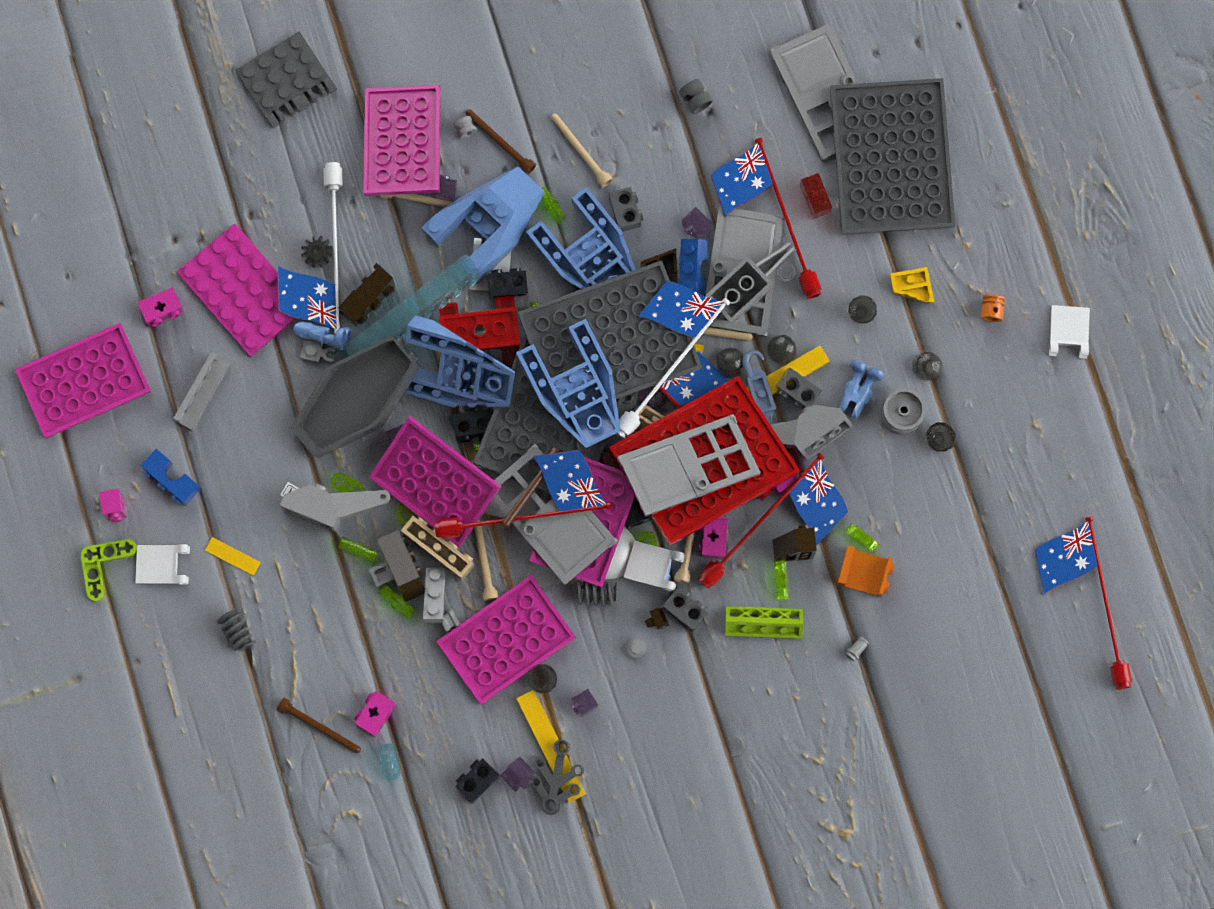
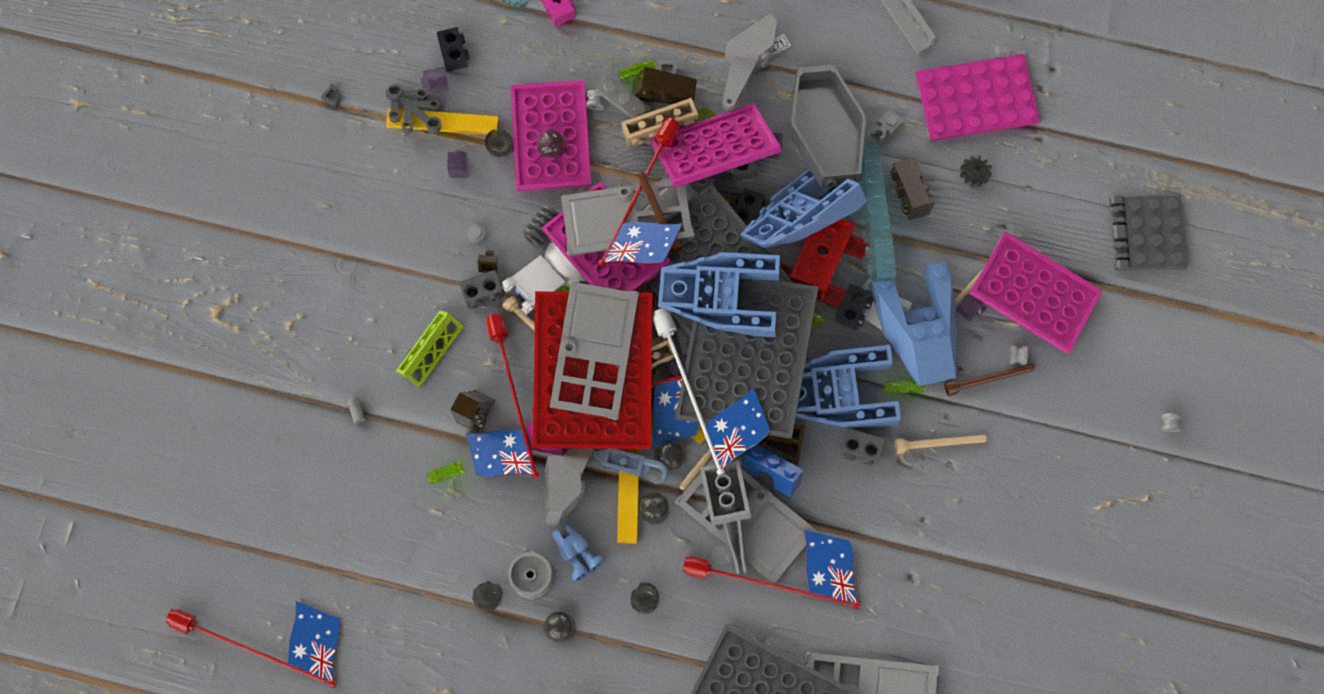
camera: 125 degrees right, 5 degrees down
(150, 307) = (1002, 15): dark pink brick -> none
(308, 295) = (940, 142): flag -> none
(322, 334) = (899, 135): medium blue piece -> none
(348, 480) = (758, 90): clear neon green beam -> none
(358, 549) = (699, 64): clear neon green pin -> none
(489, 591) = (598, 145): tan piece -> none
(517, 630) = (551, 144): none -> clear smoke hair
(587, 863) = (331, 96): none -> dark grey tile
(695, 95) = (931, 571): dark grey wheel -> none
(696, 224) = (811, 500): clear purple brick -> none
(717, 548) = (515, 347): dark pink brick -> none
(781, 580) = (453, 383): clear neon green pin -> none
(800, 385) = (610, 501): dark grey brick -> none
(815, 196) = (774, 622): clear red brick -> none
(865, 572) = (416, 458): orange panel -> none
(913, 284) = (640, 660): yellow wing -> none

